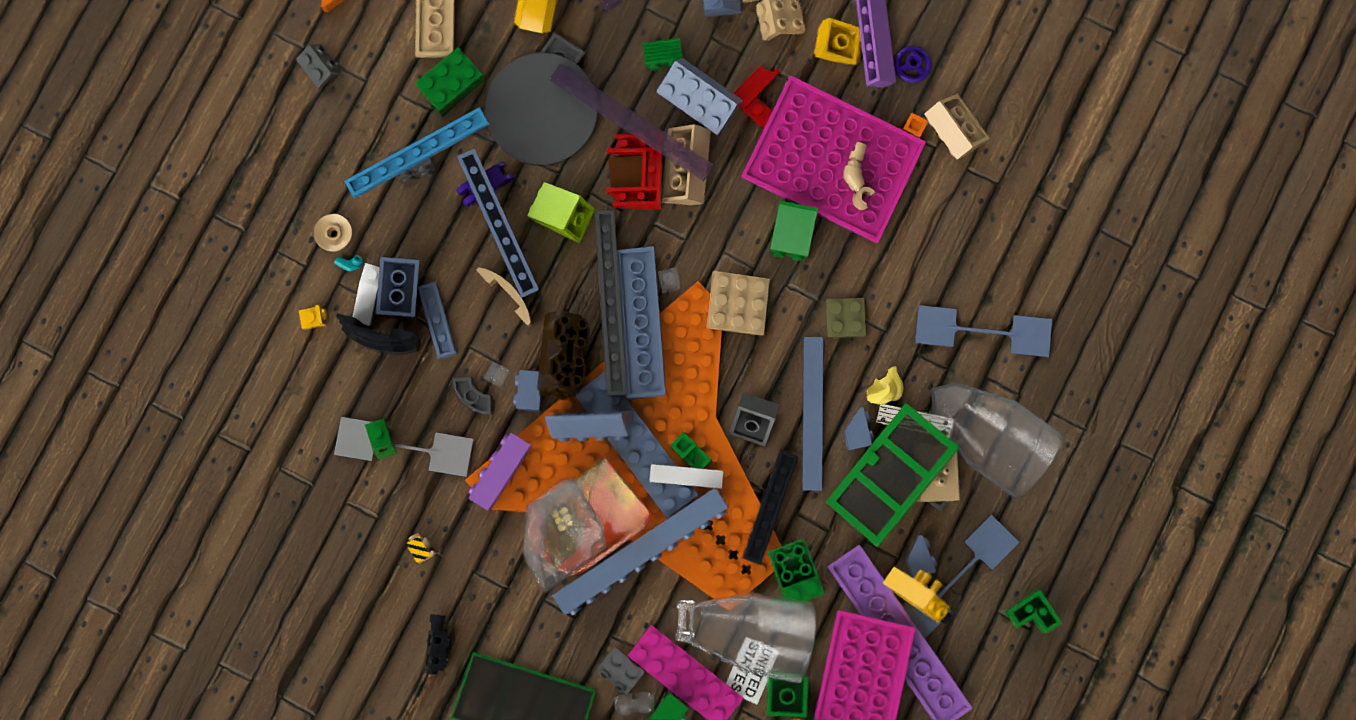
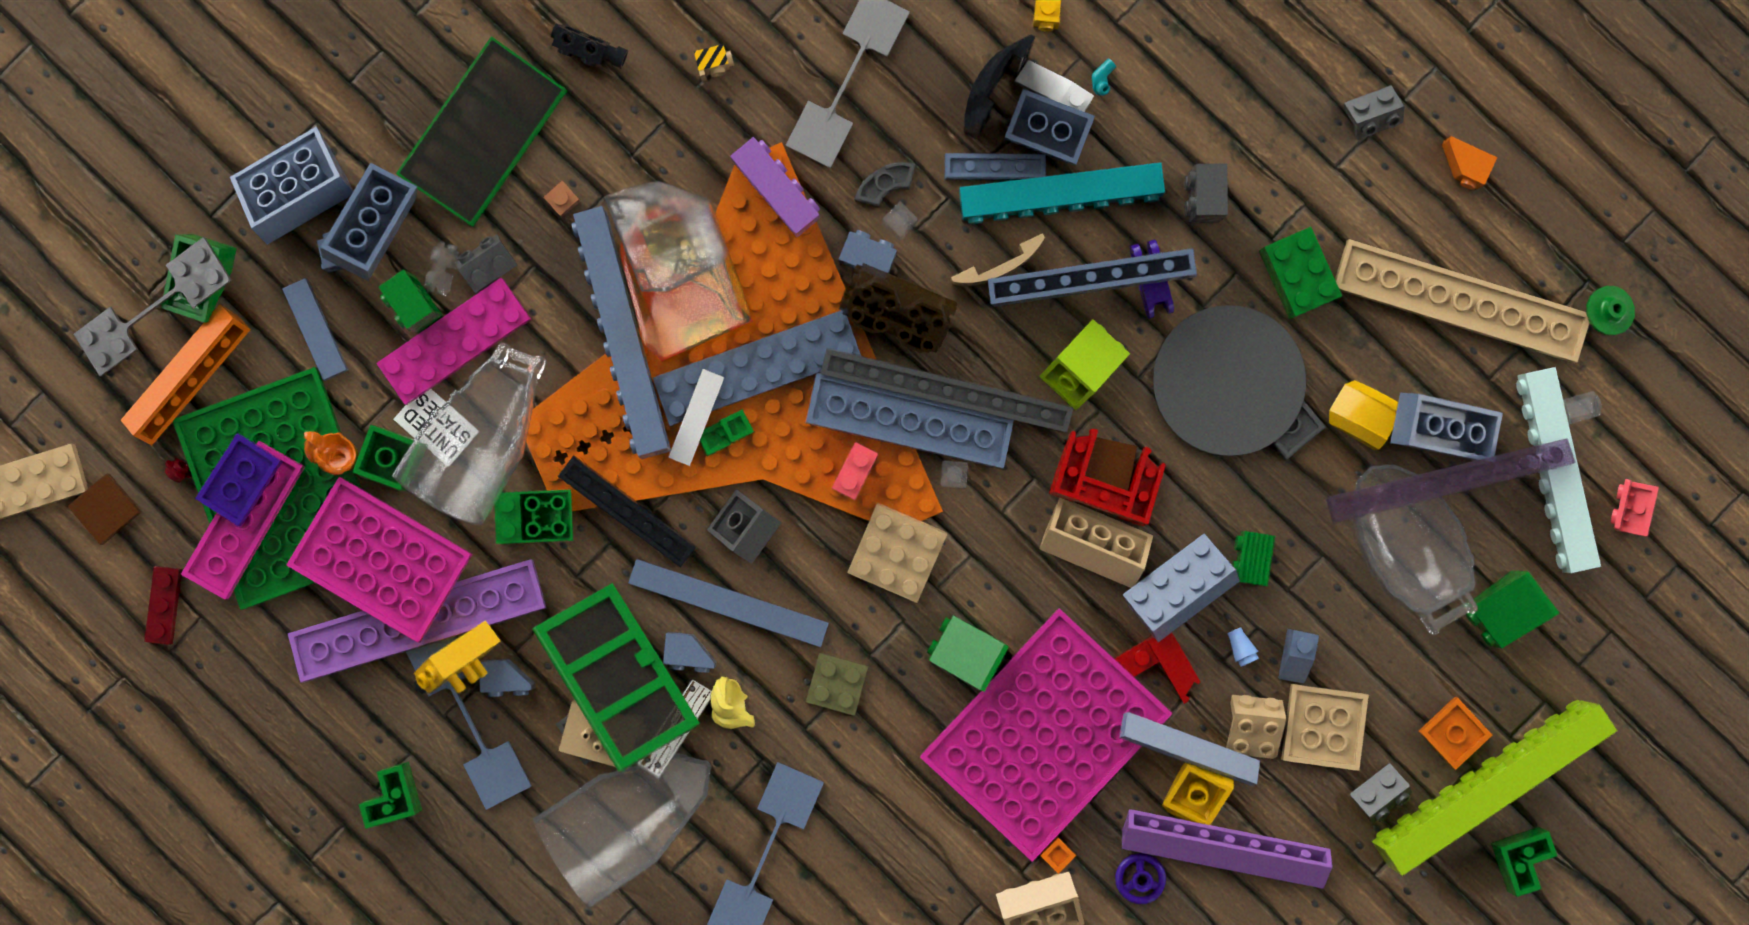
camera: 110 degrees right, 5 degrees up
(324, 229) = (1148, 55): tan dish -> none
(380, 438) = (864, 51): green torso -> none
(416, 152) = (1215, 200): dark azure tile -> none
(441, 266) = (1062, 192): none -> teal brick
(555, 629) = (561, 198): none -> nougat plate
(590, 425) = (797, 316): sand blue slope -> none
(632, 122) = (1172, 489): clear purple plate -> none
(689, 349) = (855, 471): none -> coral brick
(728, 42) = (1242, 647): none -> light blue cone
(811, 56) = (1189, 749): none -> tile
(854, 179) = (1012, 752): tan piece -> none

